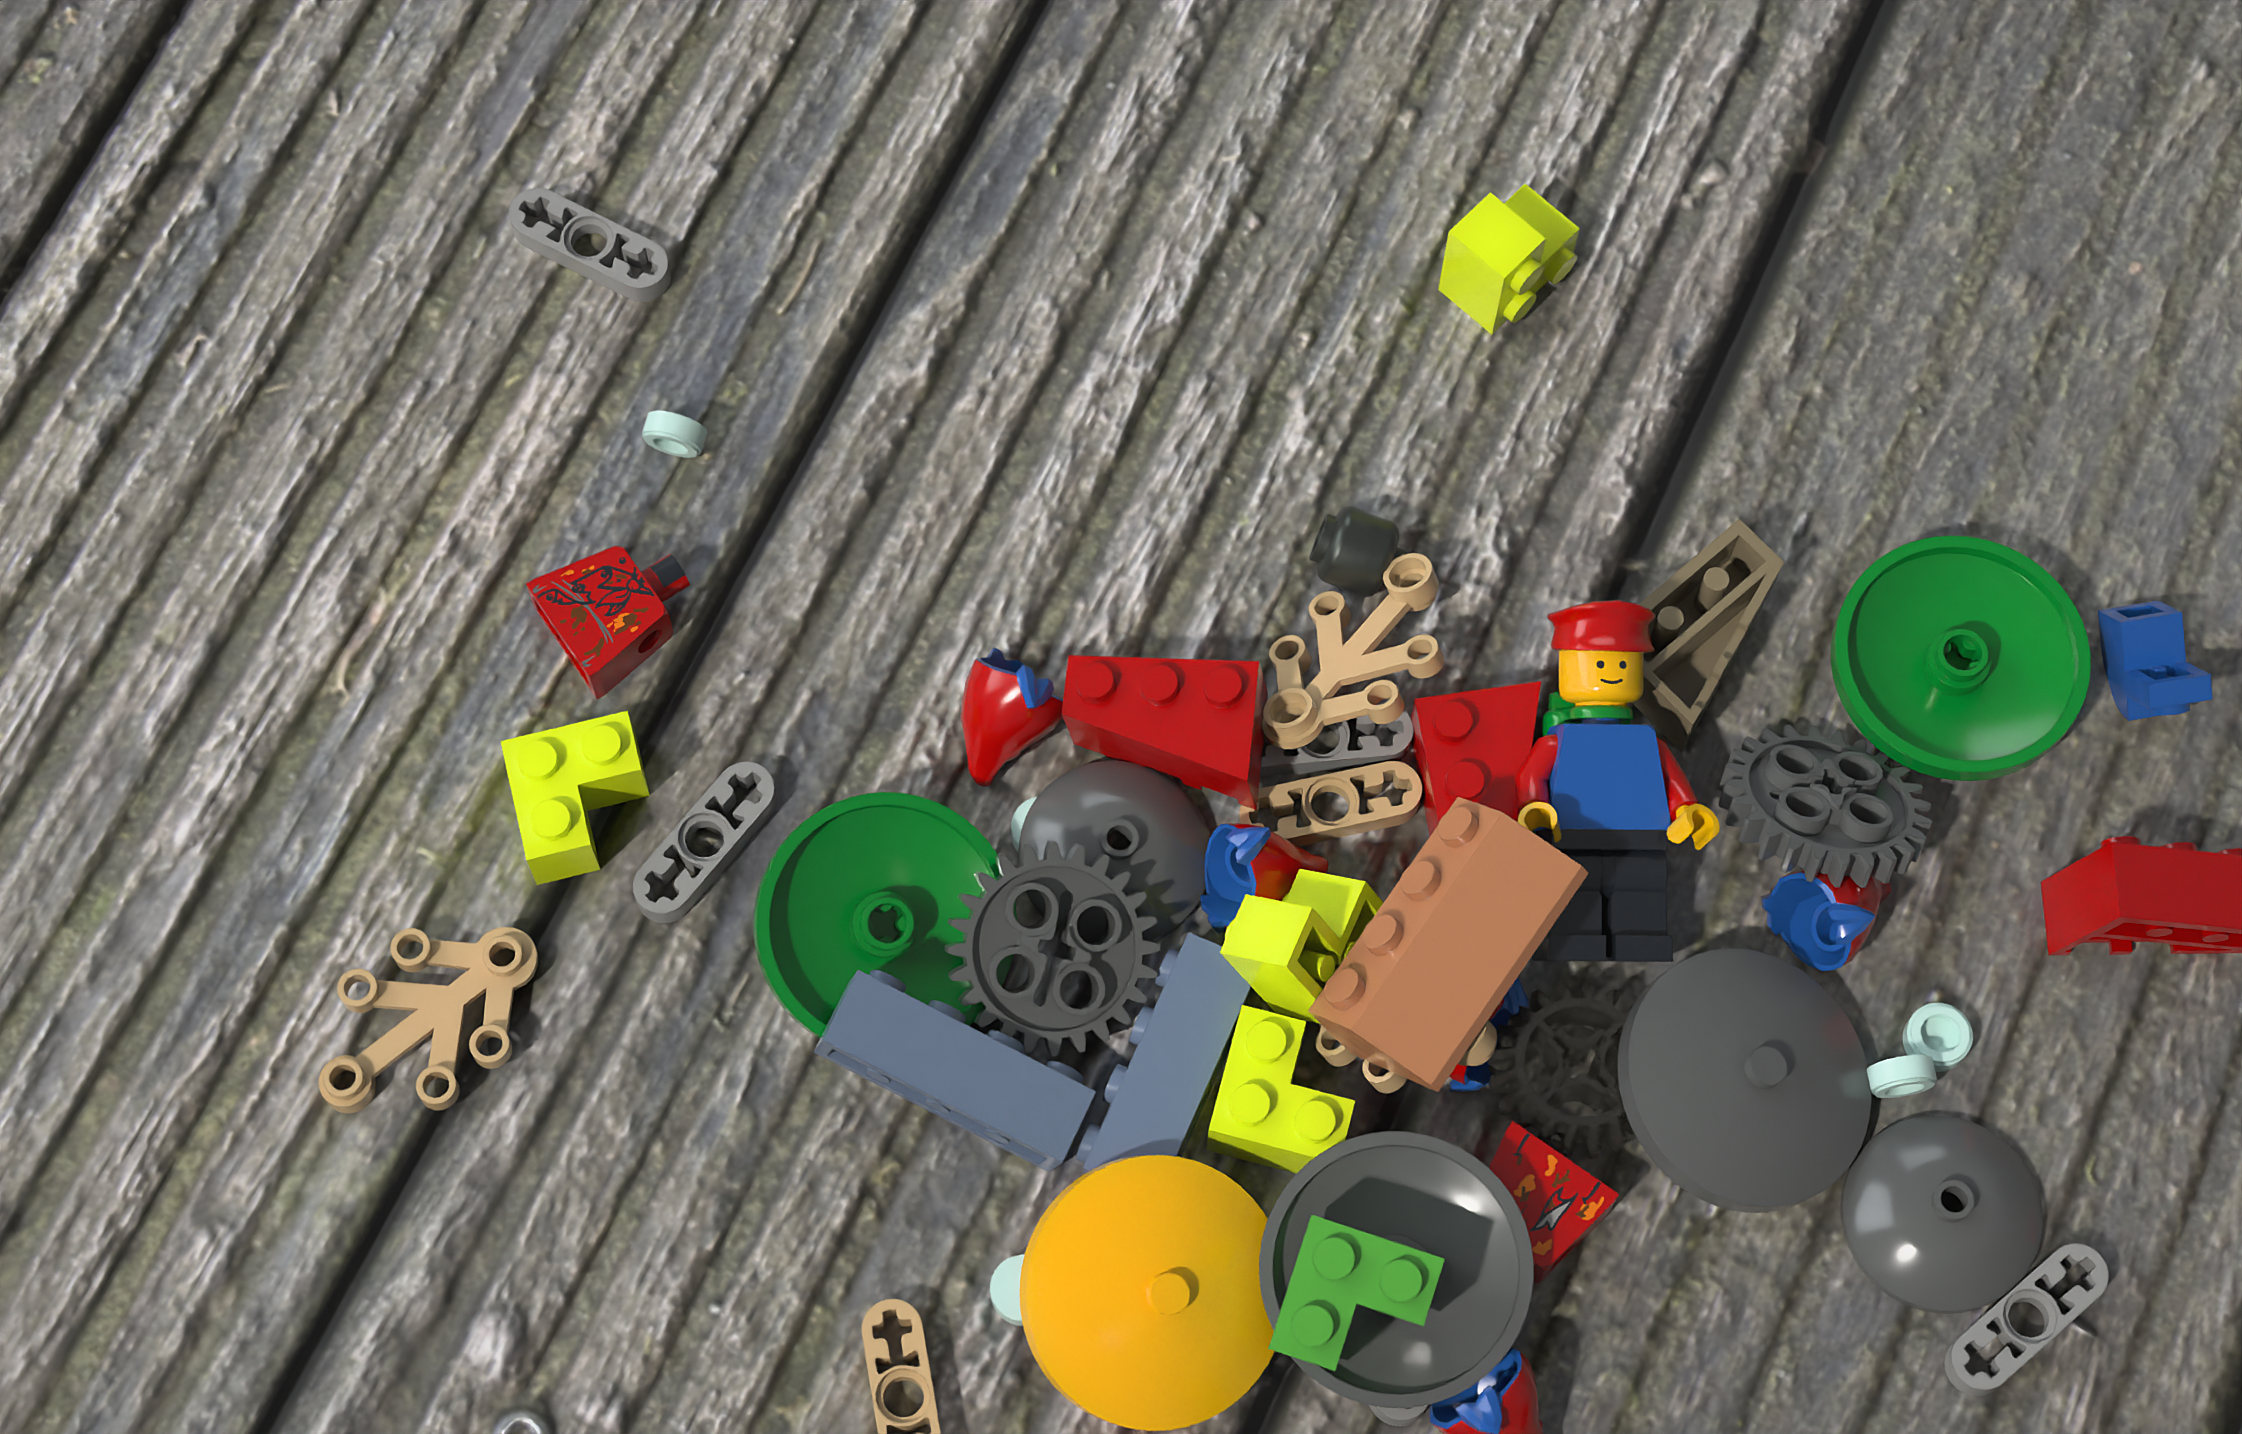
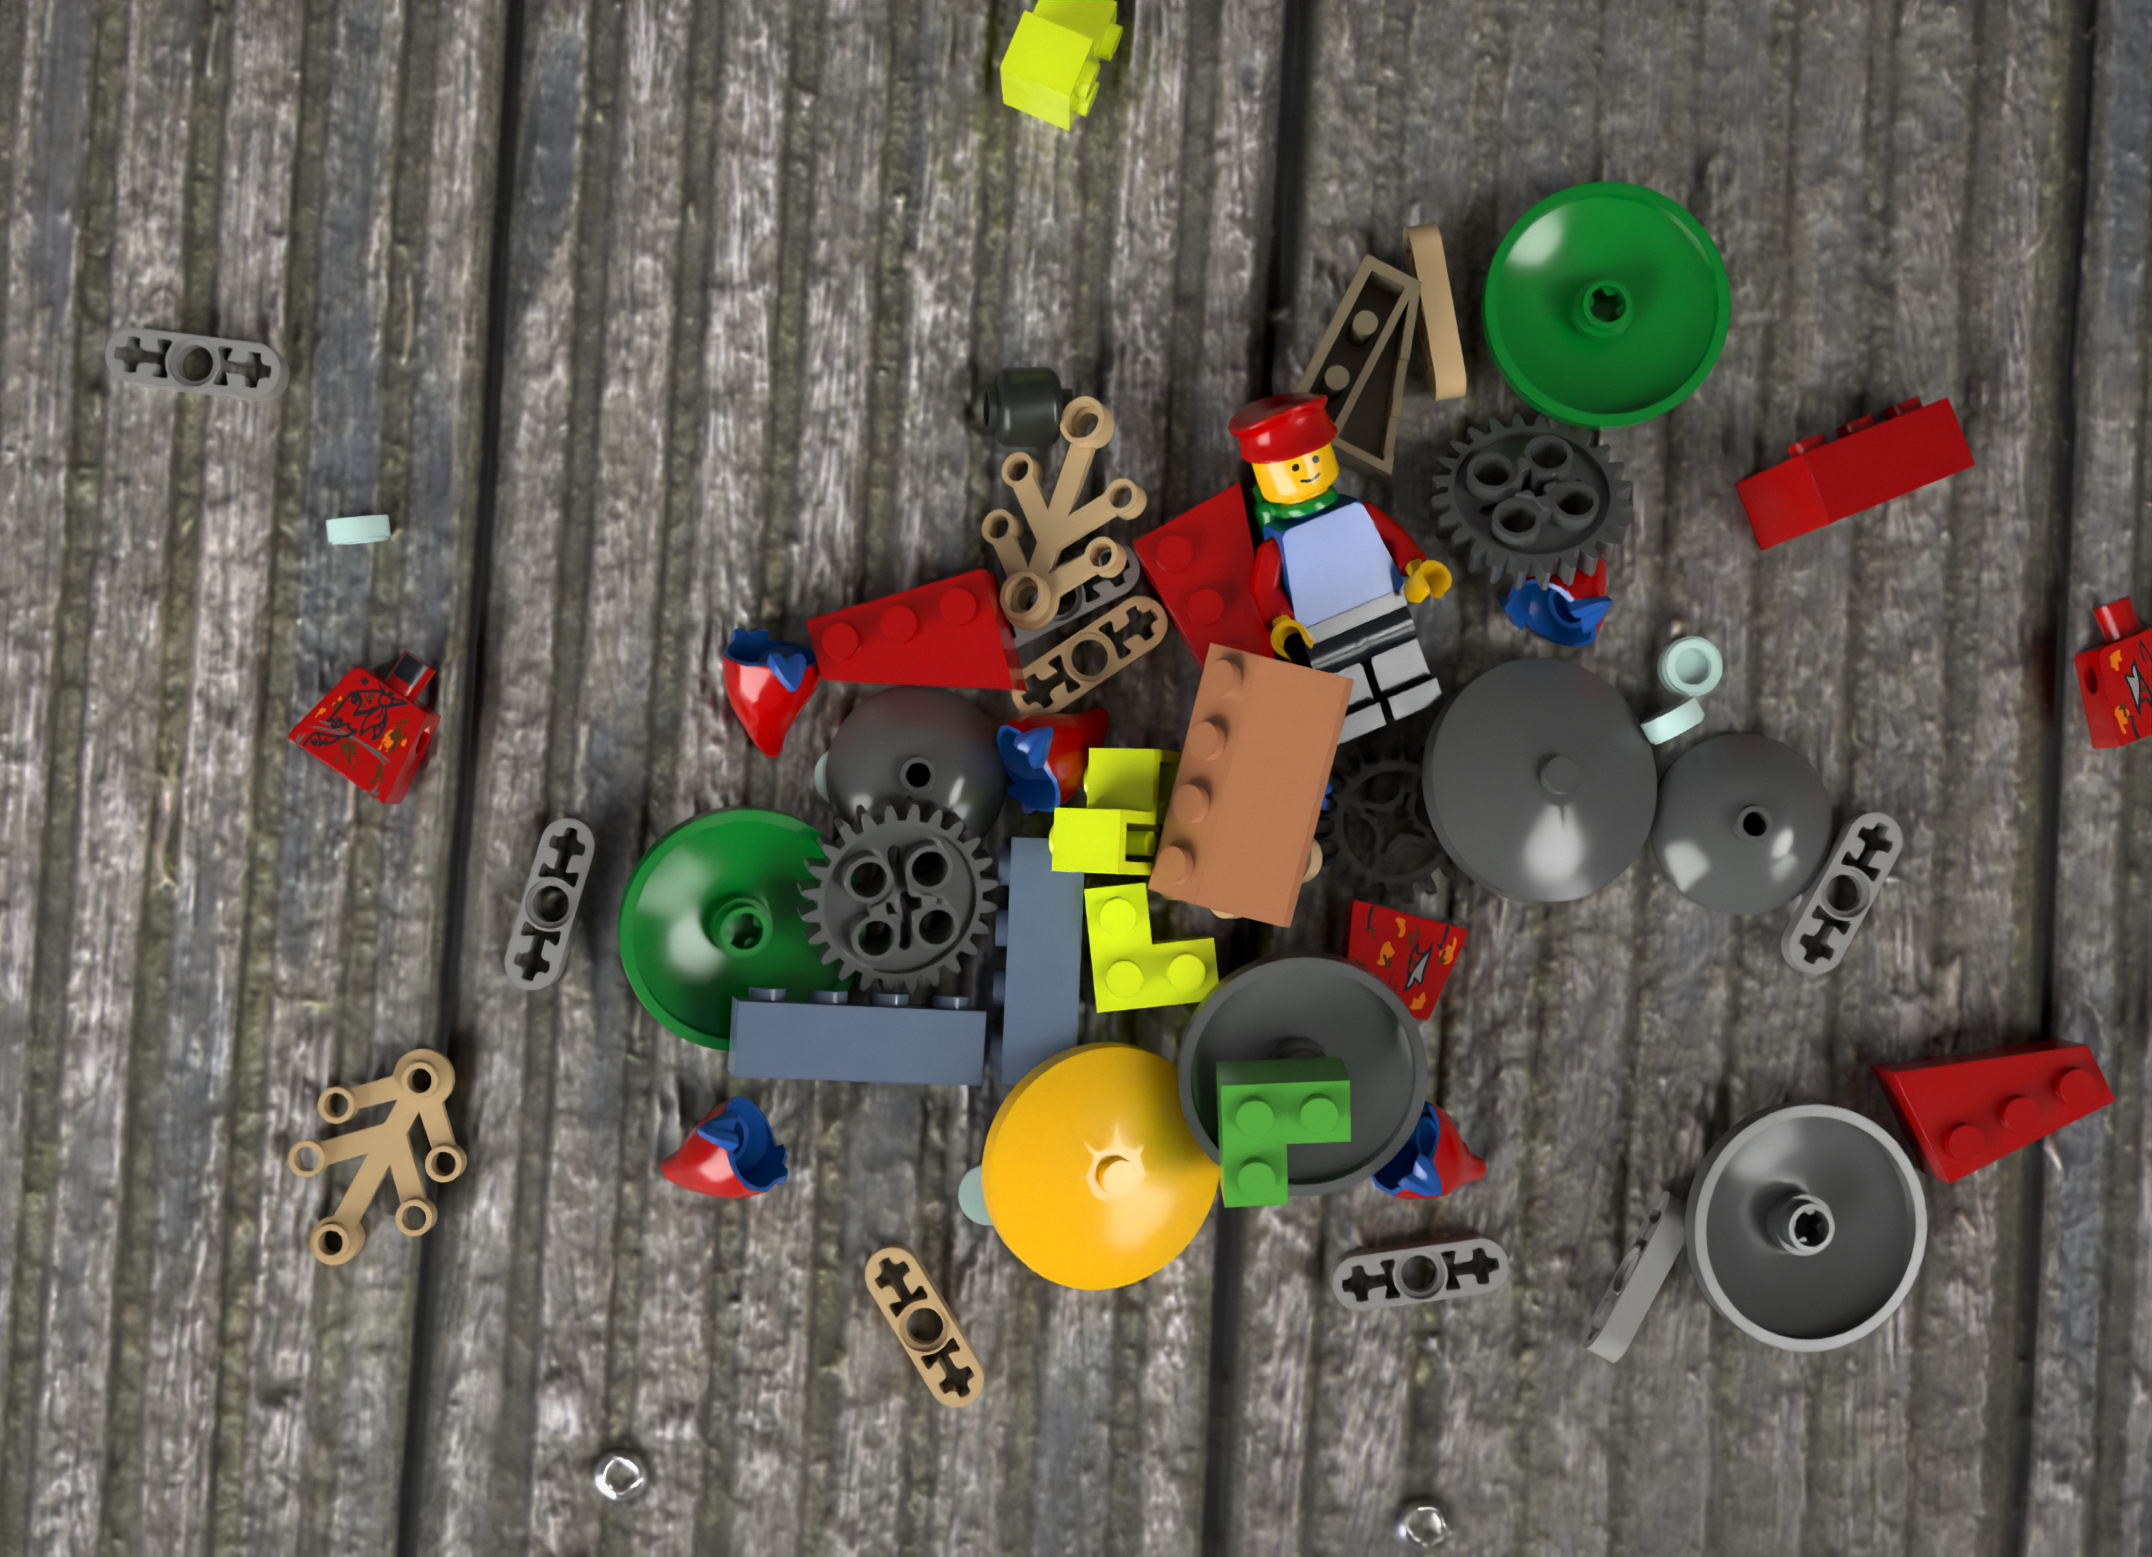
camera: 25 degrees left, 20 degrees up
(560, 778) = (397, 907): neon yellow brick -> none
(776, 1140) = (729, 1153): none -> hat
(1789, 610) = (1435, 312): none -> tan beam
(2148, 661) = (1773, 244): blue brick -> none

